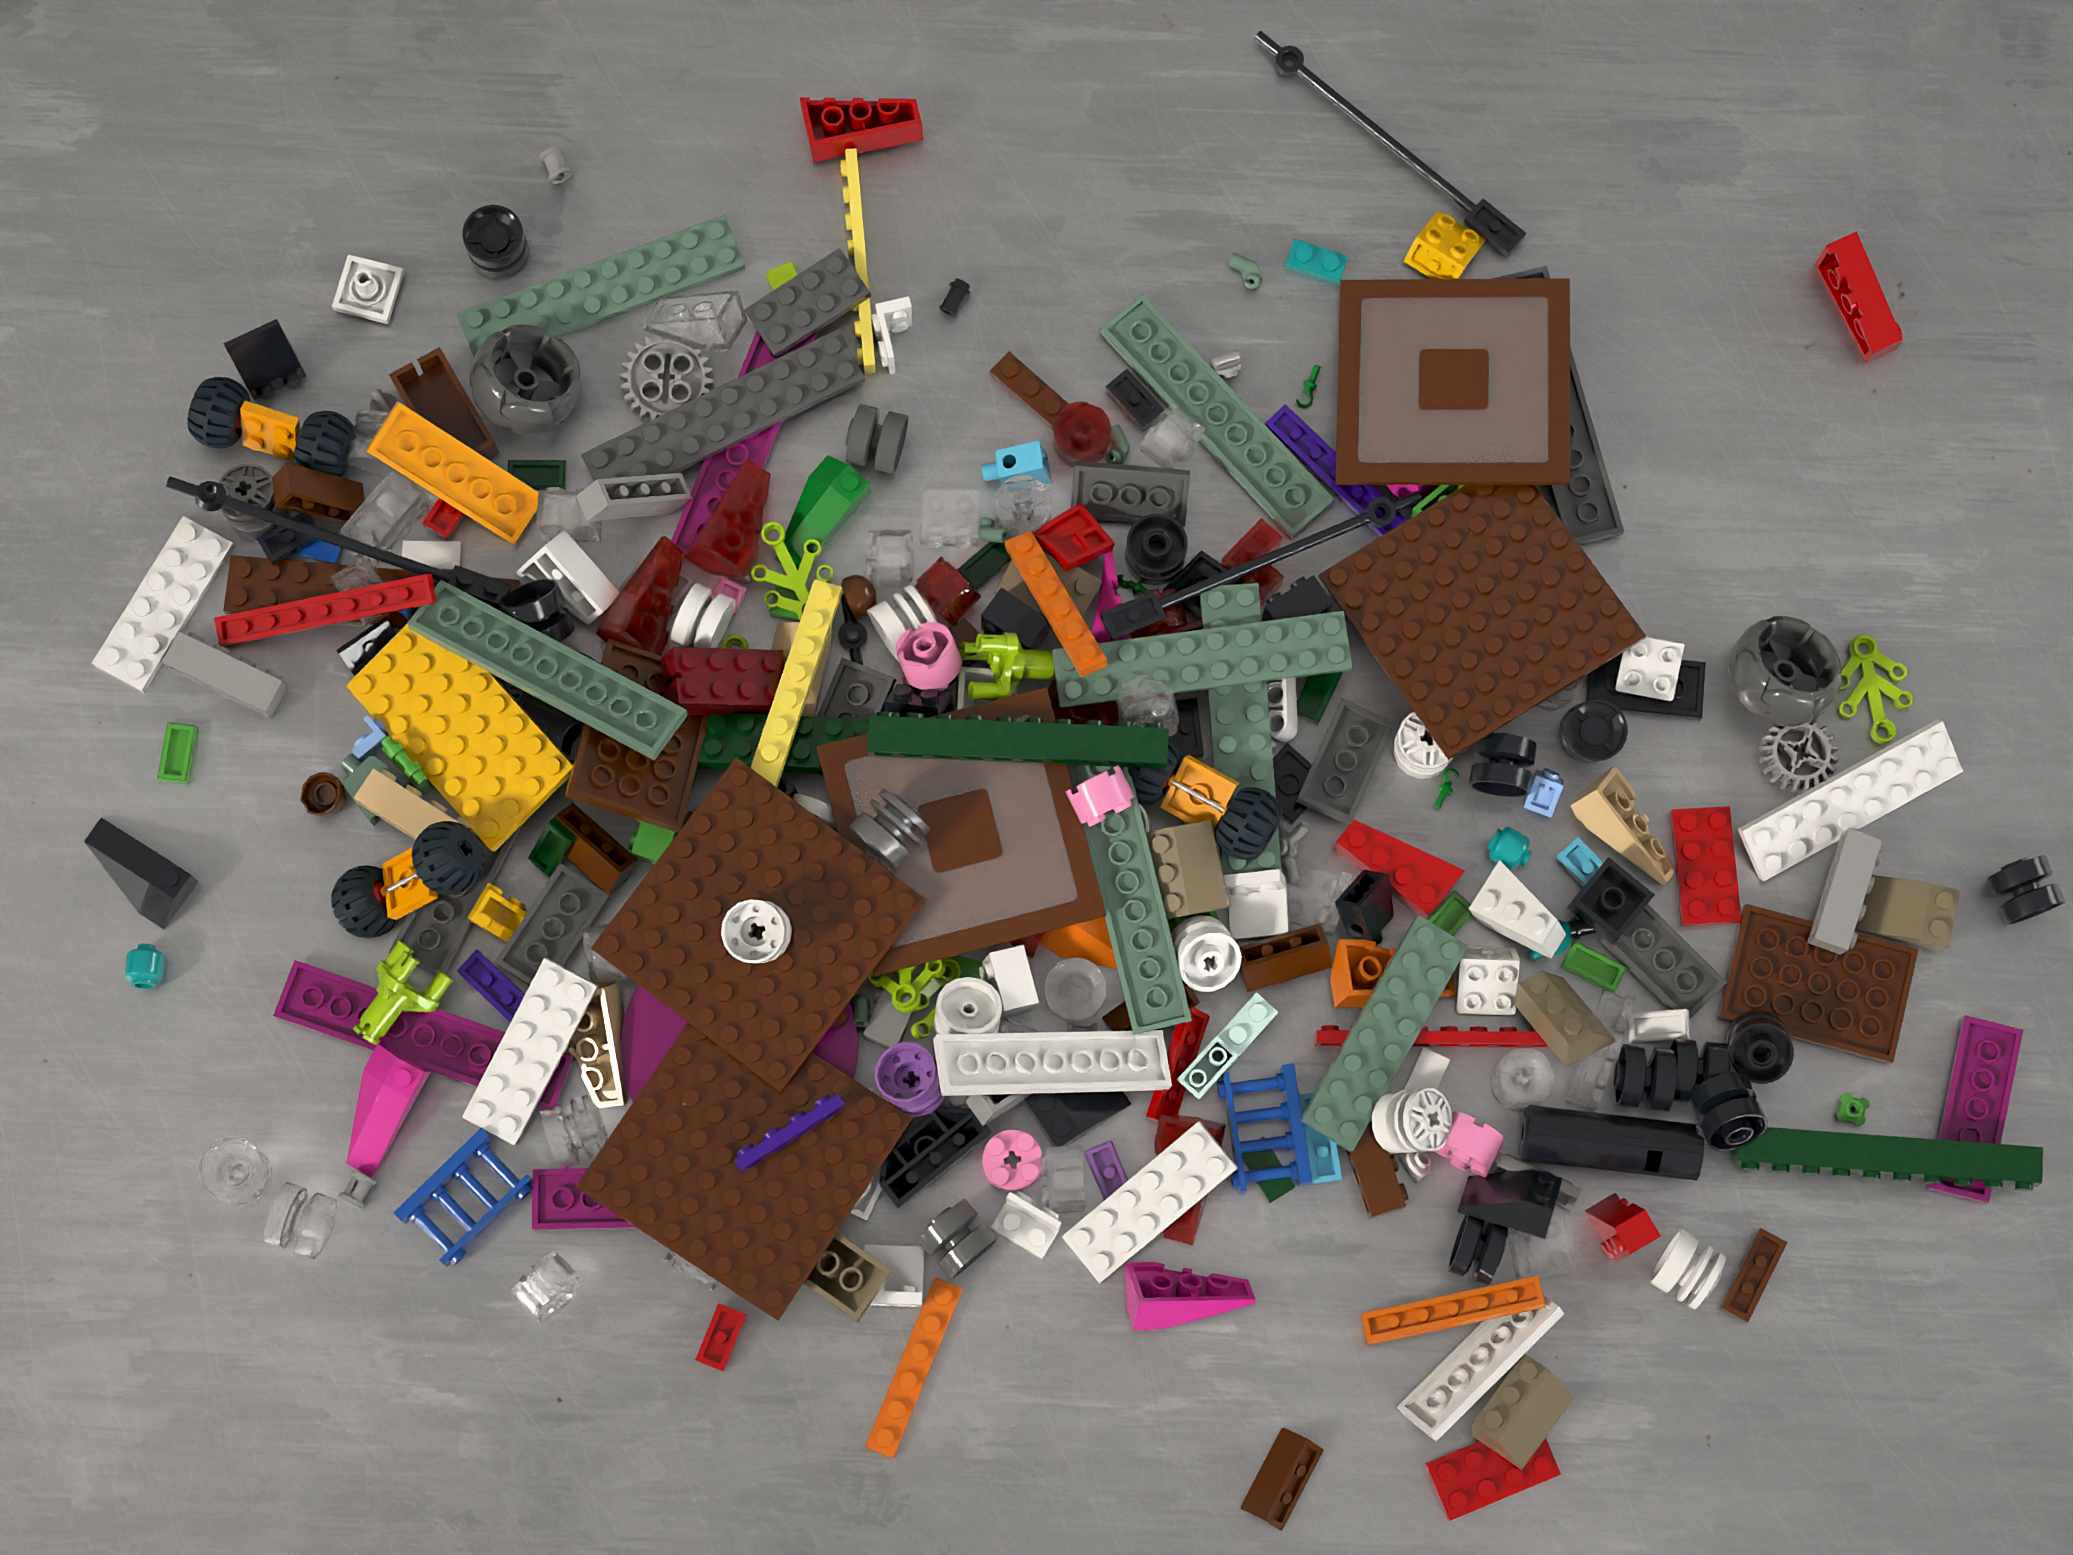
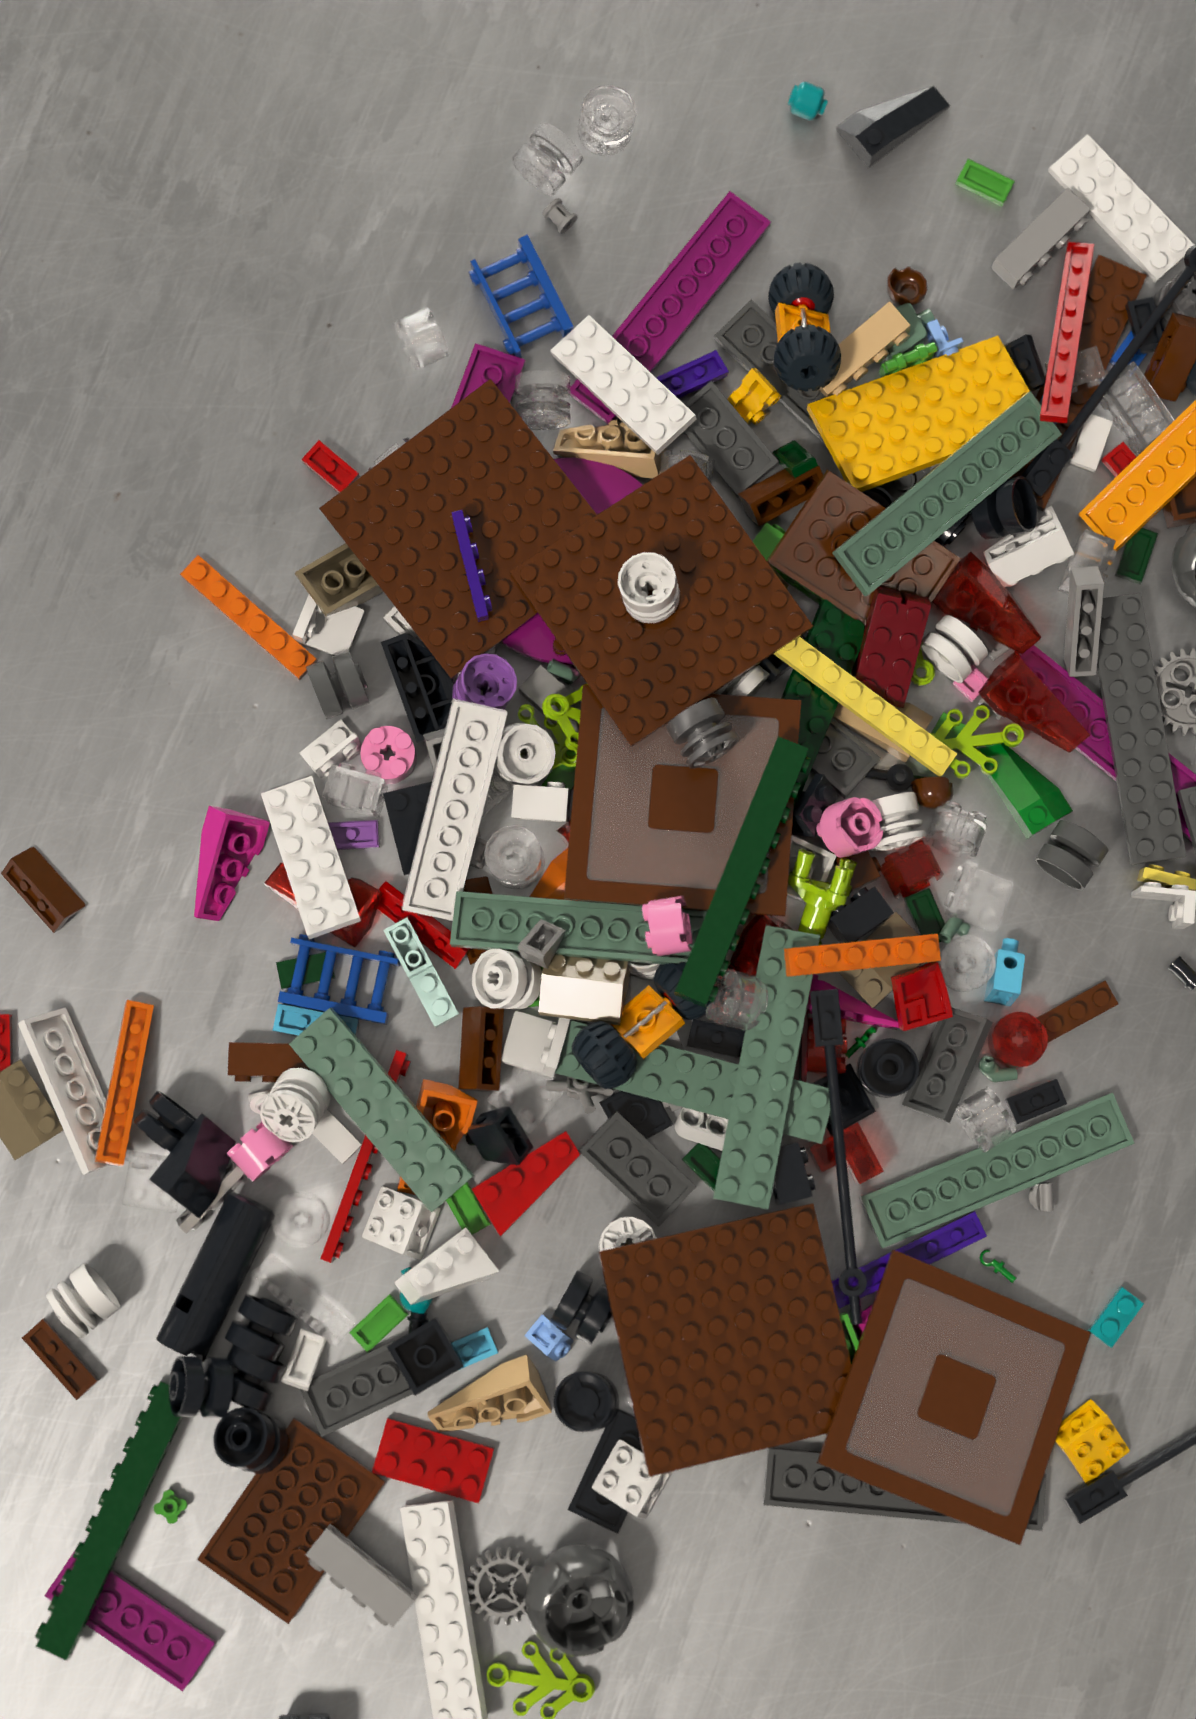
camera: 110 degrees right, 5 degrees up
(384, 1100) = (625, 259): dark pink wedge -> none
(397, 994) = (709, 292): lime wheel -> none
(1159, 921) = (541, 943): none -> light grey slope
(1249, 270) = (1126, 1252): sand green arm -> none
(1445, 789) = (583, 1250): green hand -> none
(1509, 848) = (508, 1286): teal head -> none
(1561, 1017) = (340, 1274): dark tan slope -> none
(1621, 1226) = (134, 1256): red wedge -> none
(1910, 912) = (324, 1630): dark tan slope -> none

